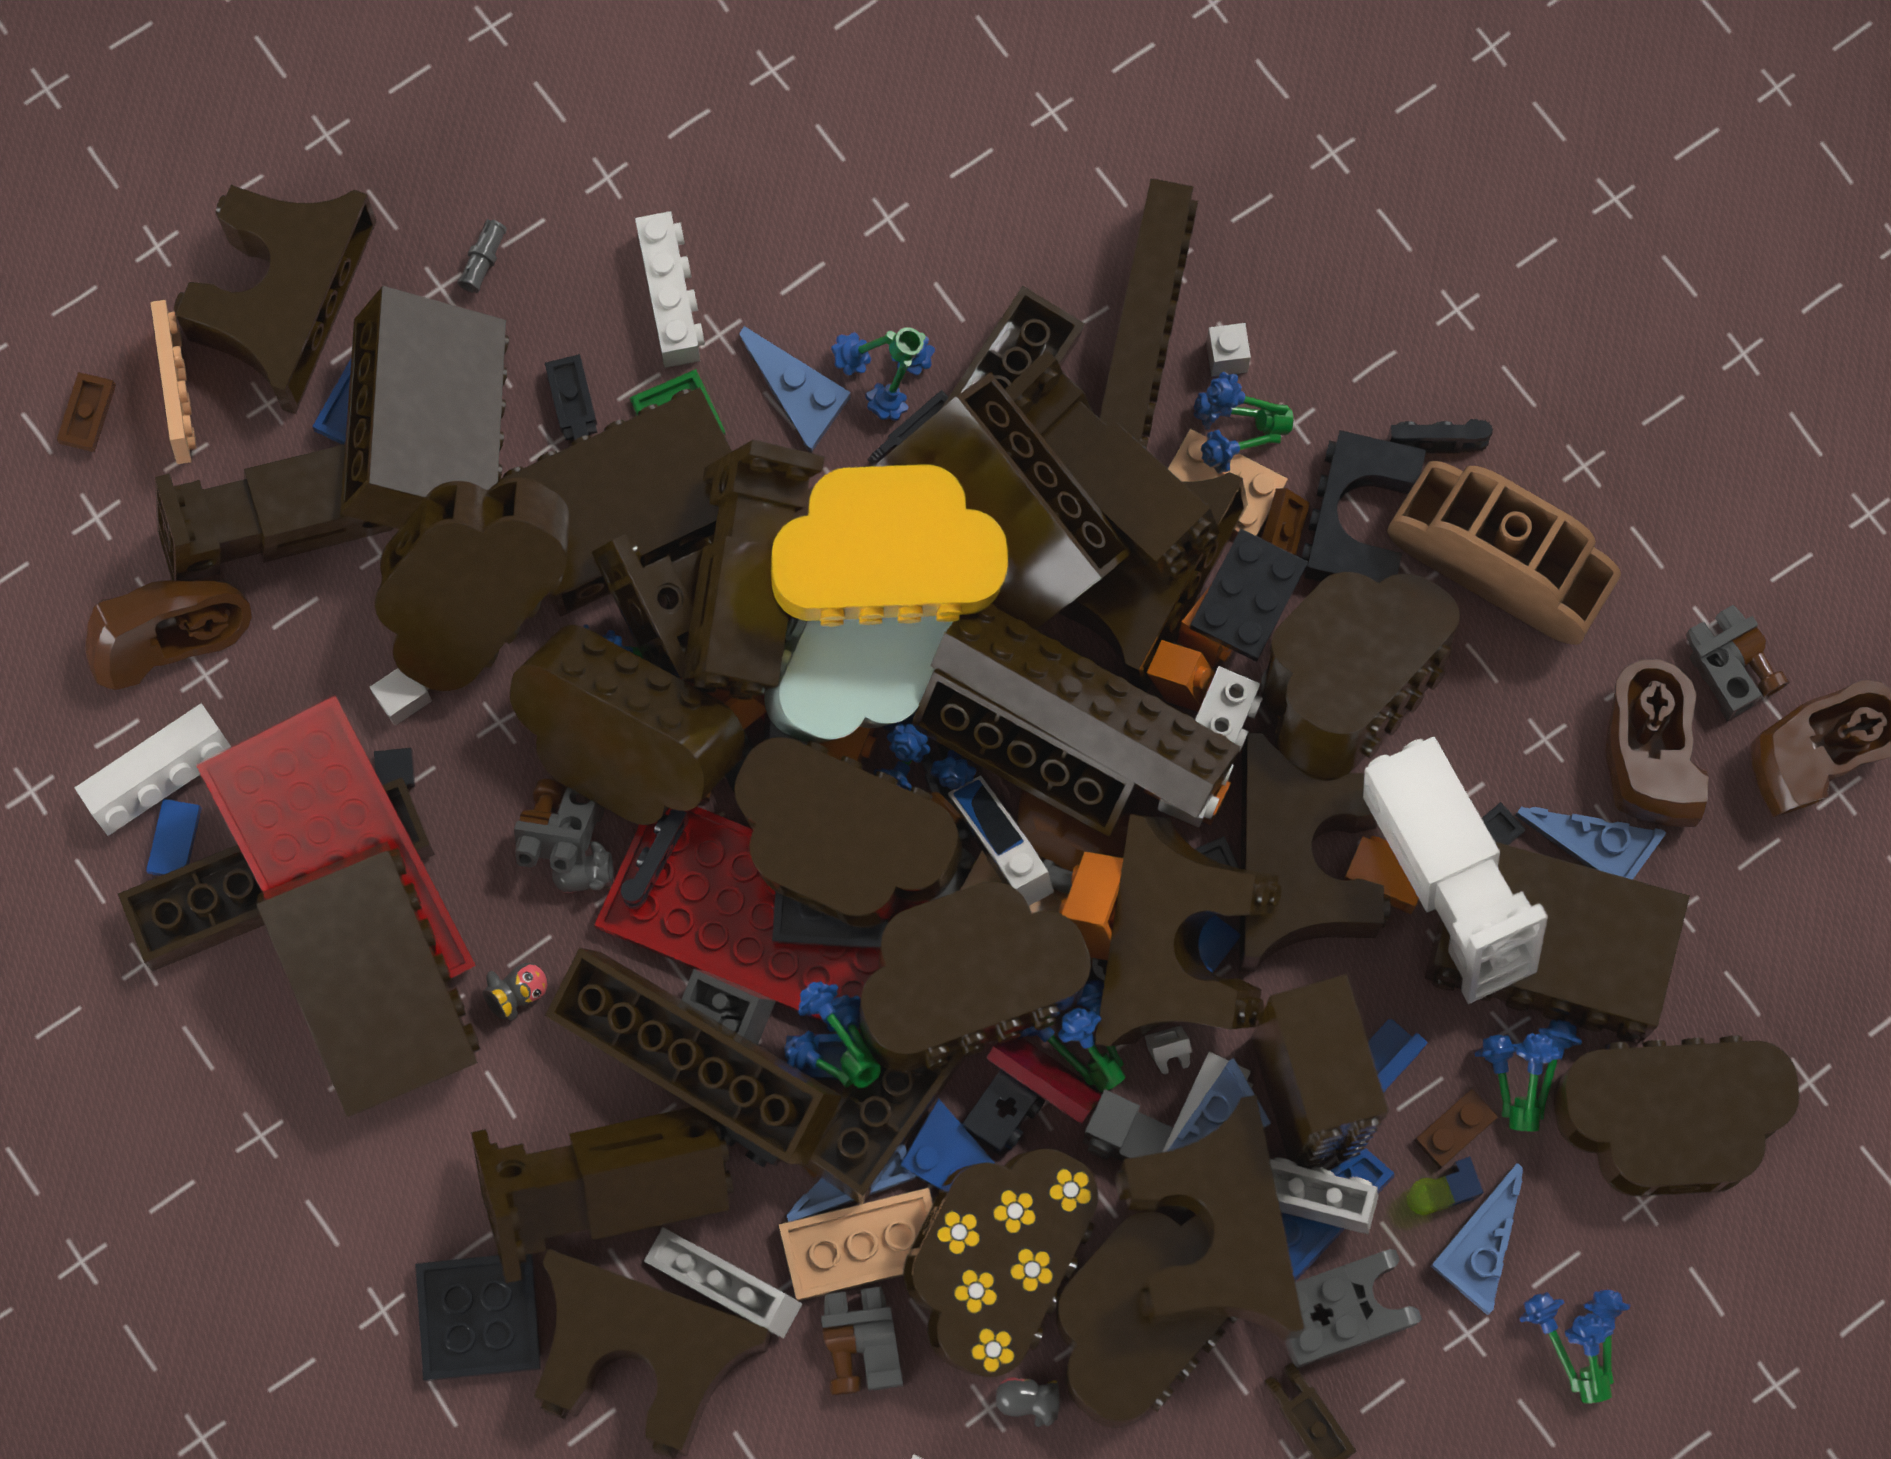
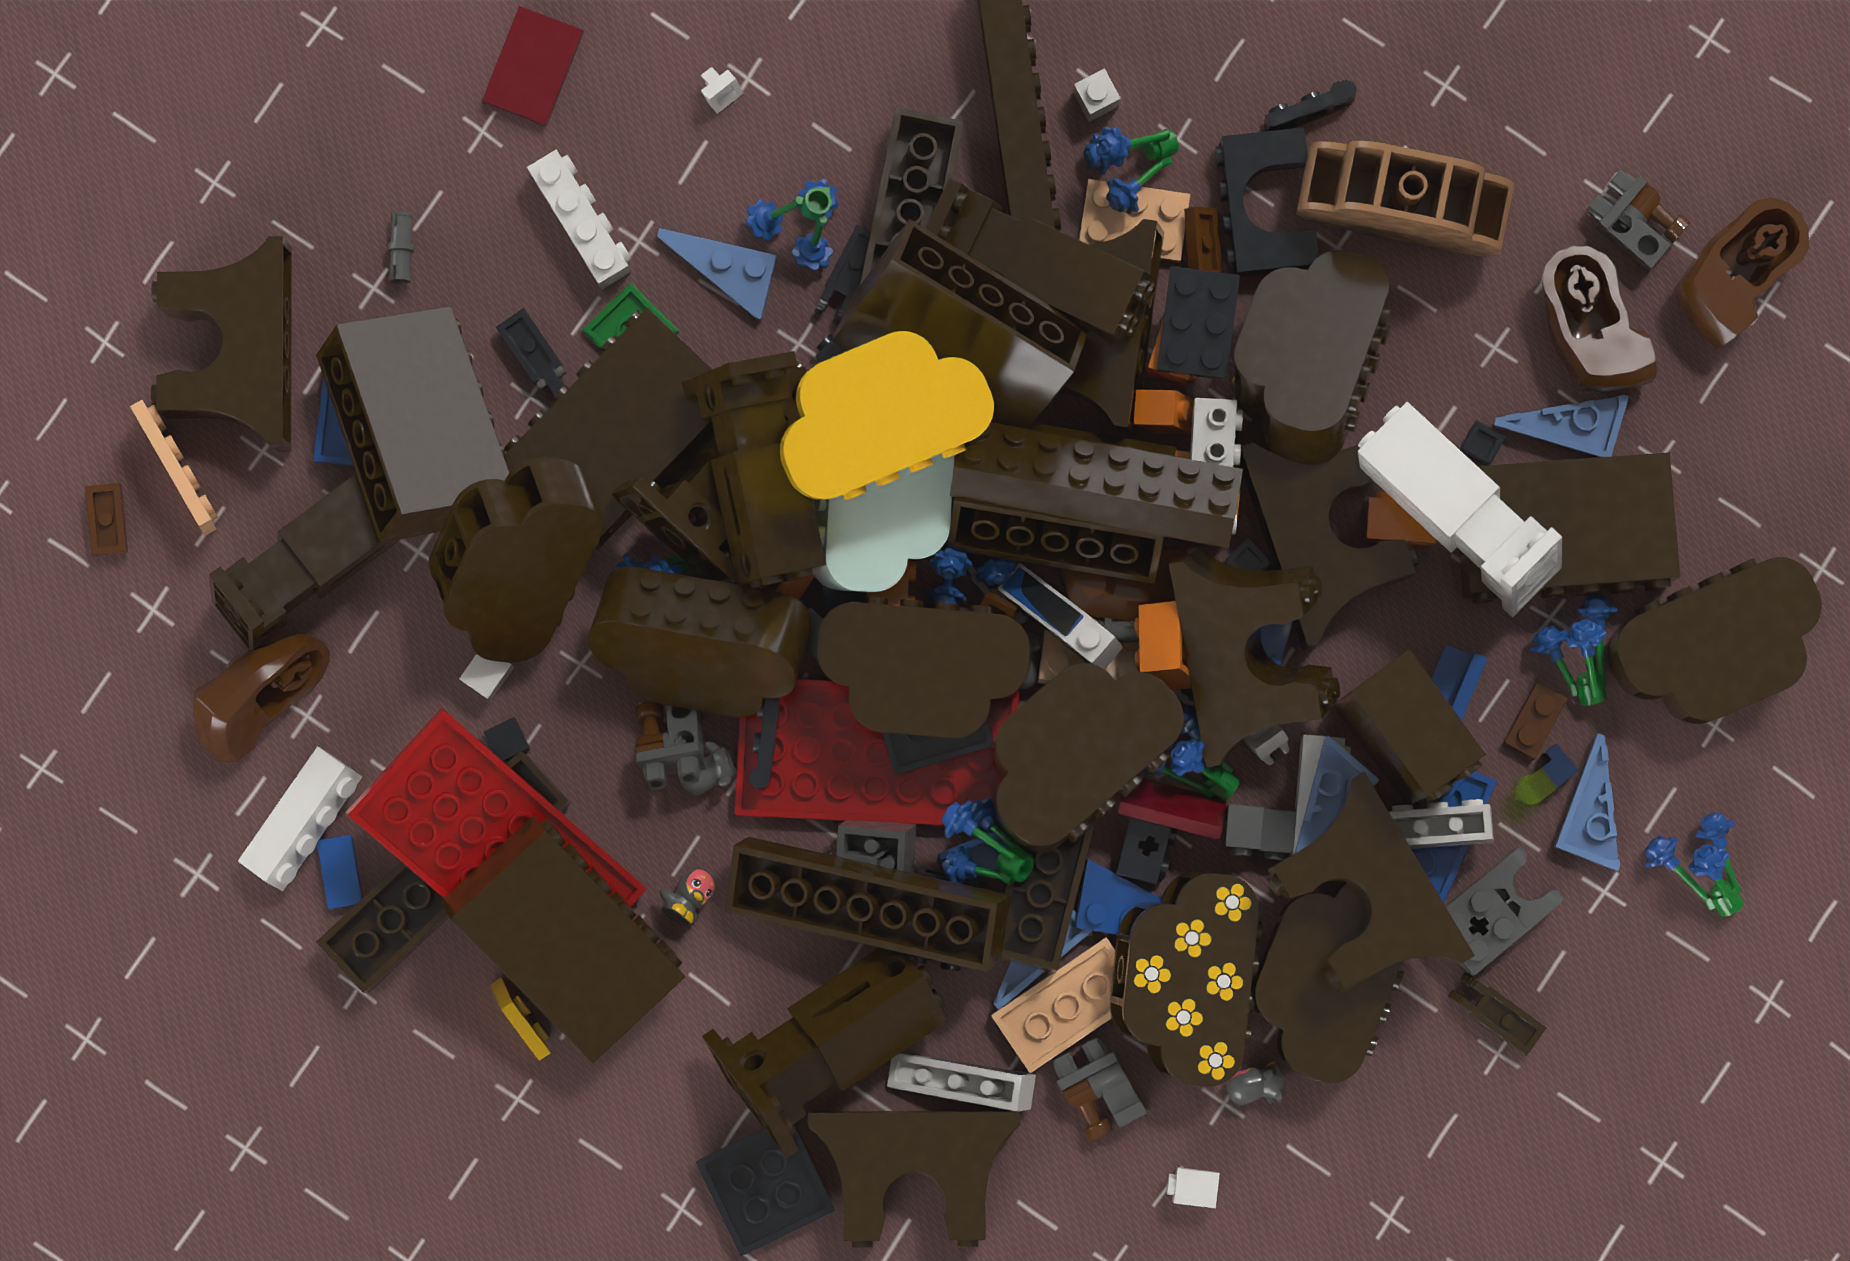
camera: 15 degrees left, 10 degrees up
(292, 1043) = (517, 1014): none -> yellow wing
(680, 132) = (532, 66): none -> dark red tile
(856, 216) = (720, 89): none -> white tile

